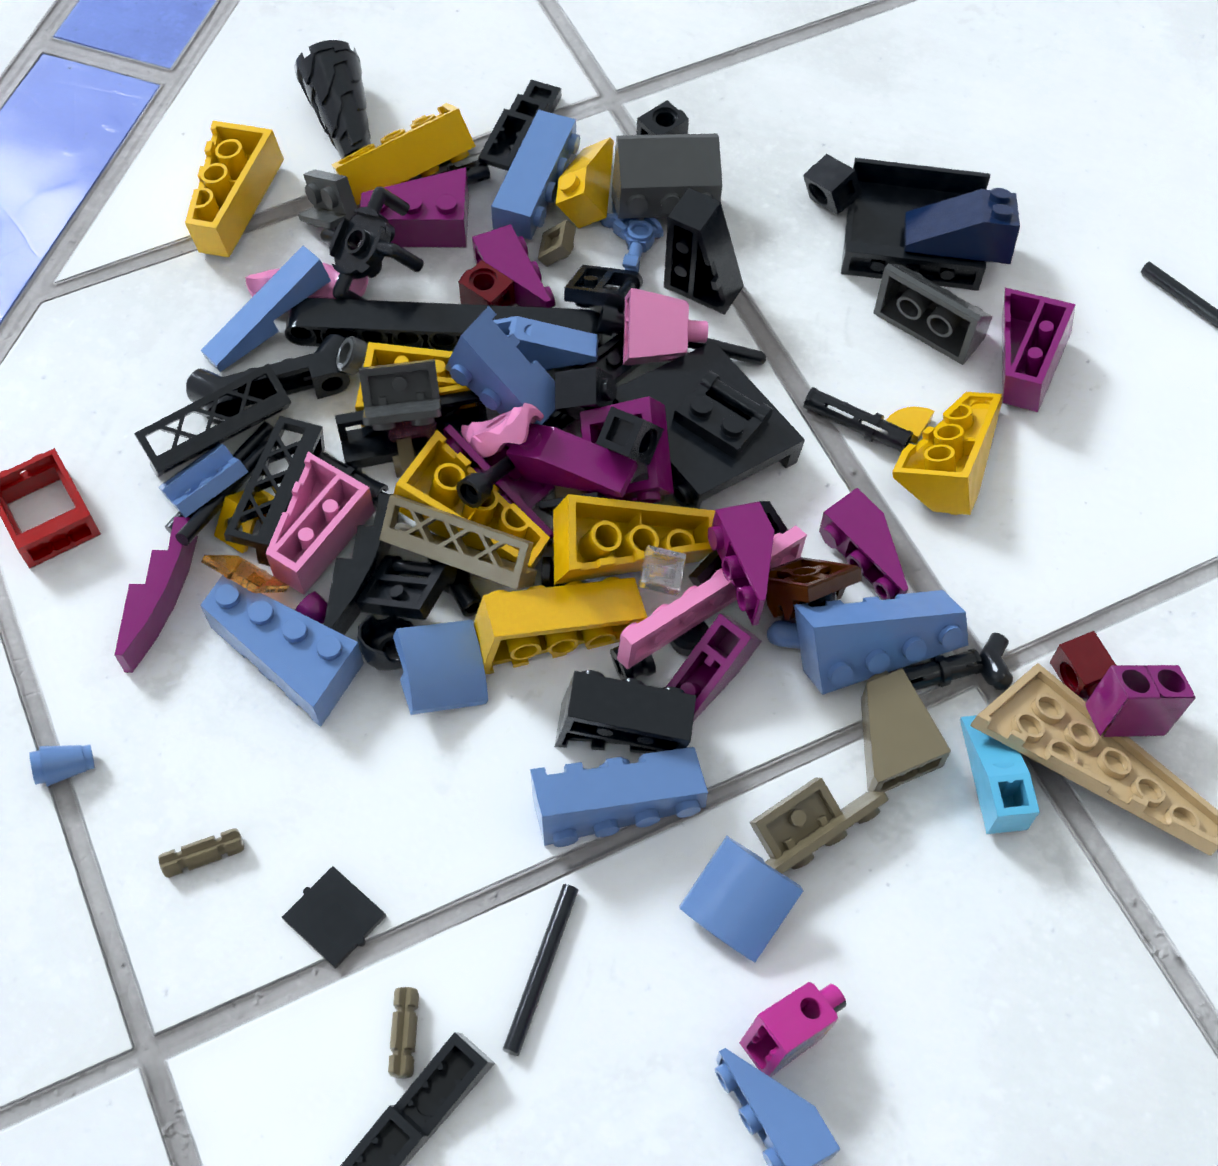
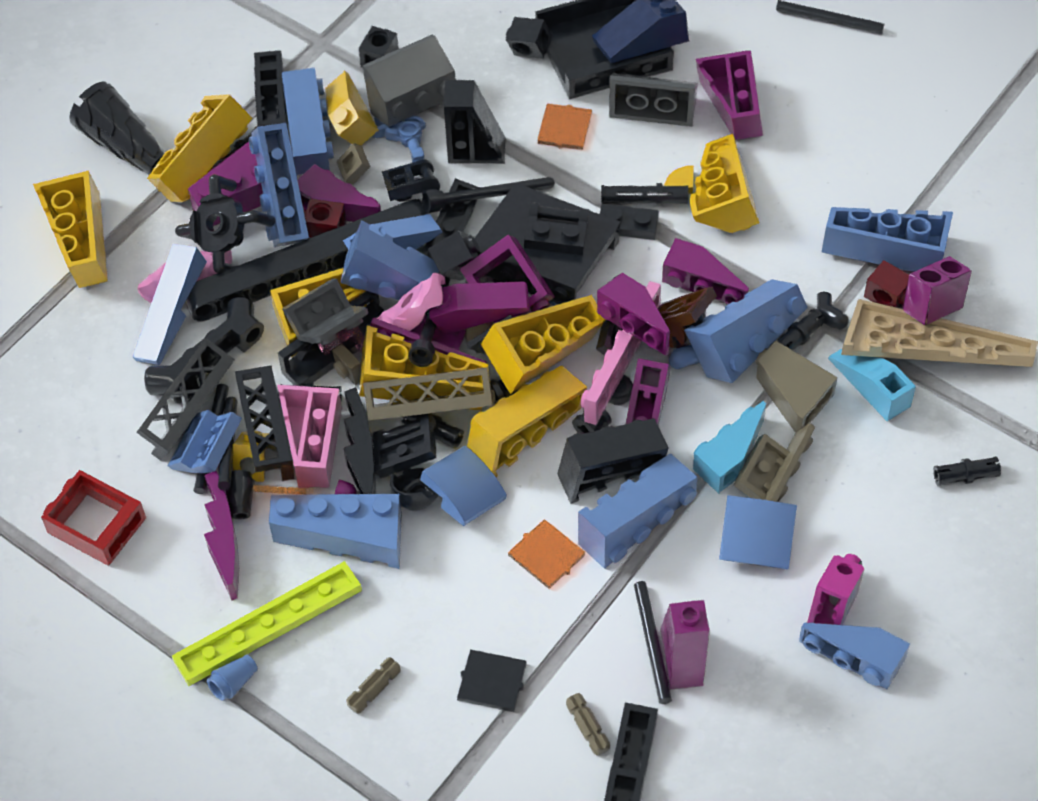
camera: 25 degrees left, 5 degrees down
(136, 719) = (266, 623): none -> neon yellow plate
(207, 542) = (240, 494): none -> black cone
(331, 199) = (164, 205): dark grey bracket -> none
(351, 355) = (260, 306): dark grey tile -> none
(451, 228) = (279, 184): none -> medium blue brick
(489, 794) = (546, 553): none -> clear orange piece
(558, 1000) = (685, 643): none -> magenta slope
(629, 435) = (514, 265): black brick -> none
(658, 328) = (473, 189): bright pink torso -> none
(662, 570) = (583, 347): clear tile -> none
(765, 778) = (725, 455): none -> medium azure slope
(816, 302) = (564, 126): none -> clear orange piece
(825, 444) = (634, 221): none -> black plate
(1051, 950) = (967, 471): none -> black pin
(1118, 604) = (899, 239): none -> medium blue wedge

